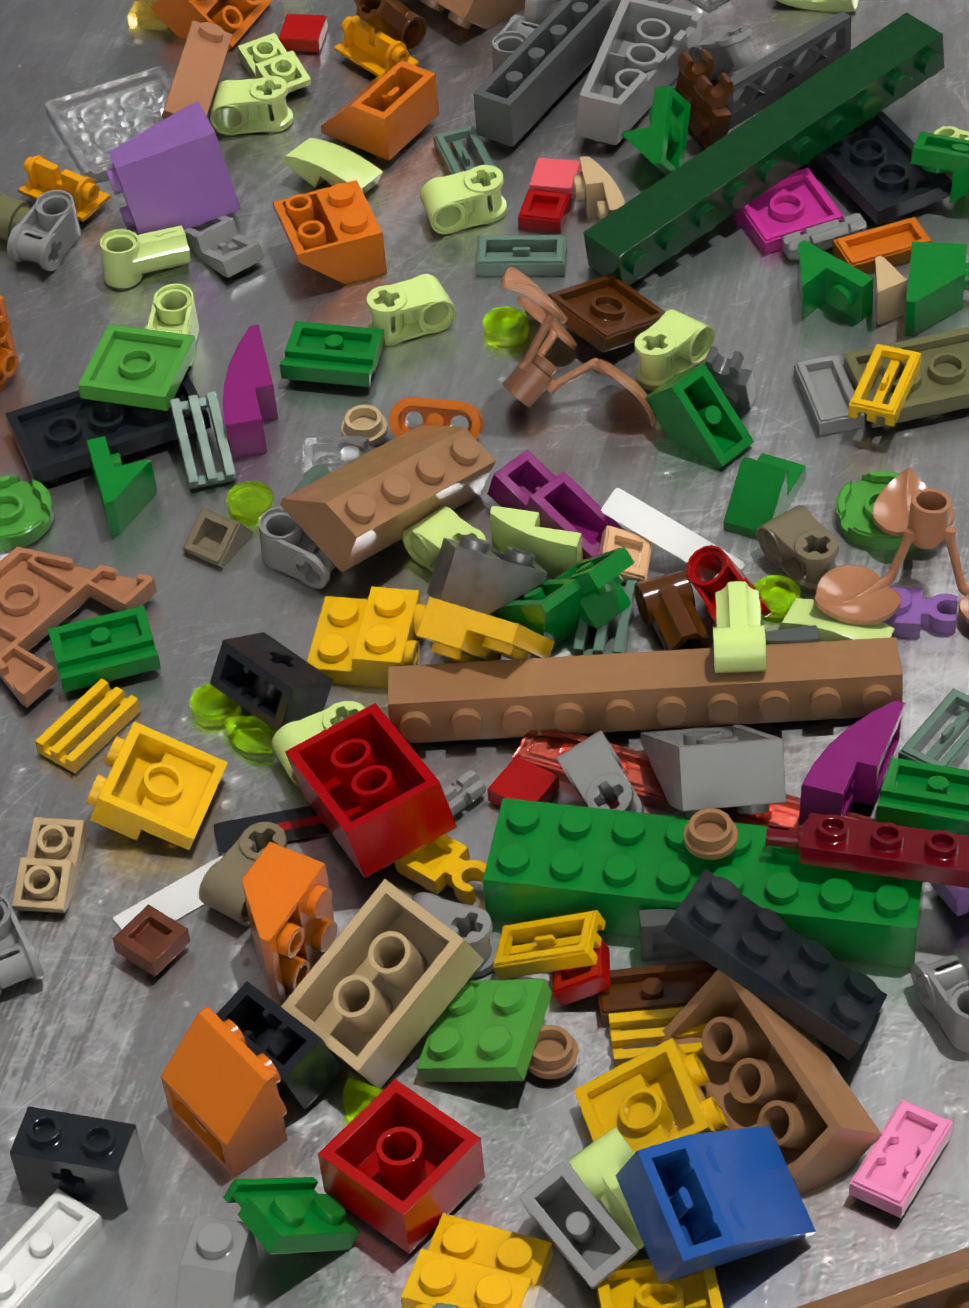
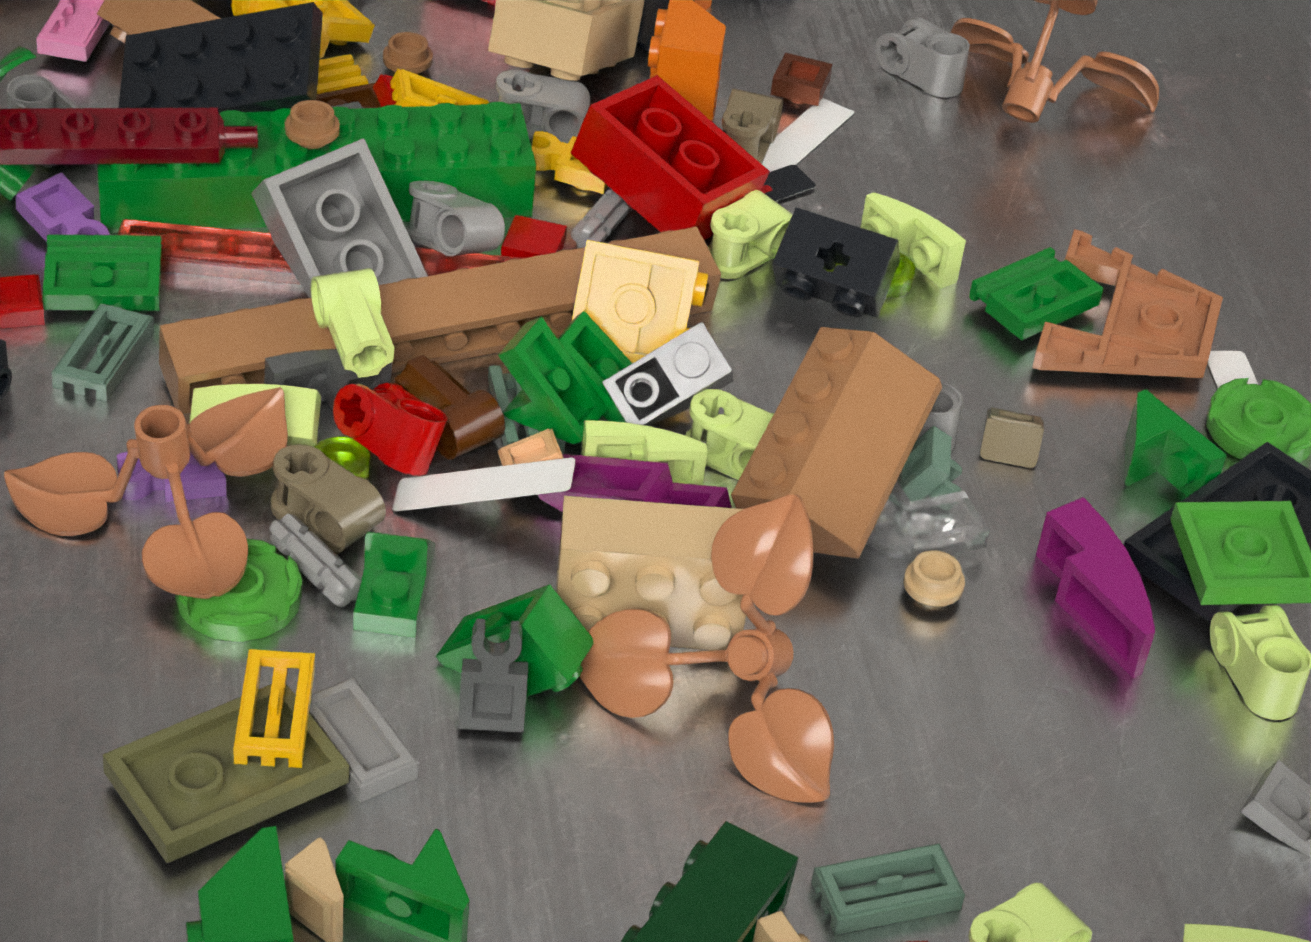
camera: 150 degrees right, 5 degrees down
(51, 865) = (935, 126): tan slope -> none
(81, 722) = (1003, 216): yellow tile -> none
(155, 787) = (887, 162): yellow plate -> none
(179, 712) = (923, 239): none -> yellowish green slope
(195, 406) = (1126, 512): sand green tile -> none
(249, 501) = (1003, 474): clear neon green tile -> none
(332, 353) = (1040, 665): green plate -> none
(334, 232) = (1162, 825): orange slope -> none
(366, 636) = (761, 340): yellow plate -> none
(410, 307) = (981, 738): yellowish green piece -> none
(435, 412) = (871, 587): orange plate -> none
(486, 1032) = (457, 47): bright green plate -> none
(506, 327) = (852, 766): clear neon green tile -> none
(585, 418) = (647, 559): none -> tan brick
(606, 311) = (708, 776): reddish brown plate -> none
(670, 348) = (596, 739): yellowish green piece -> none
(809, 495) = (315, 560): none -> light grey axle
(853, 764) = (197, 260): magenta slope -> none

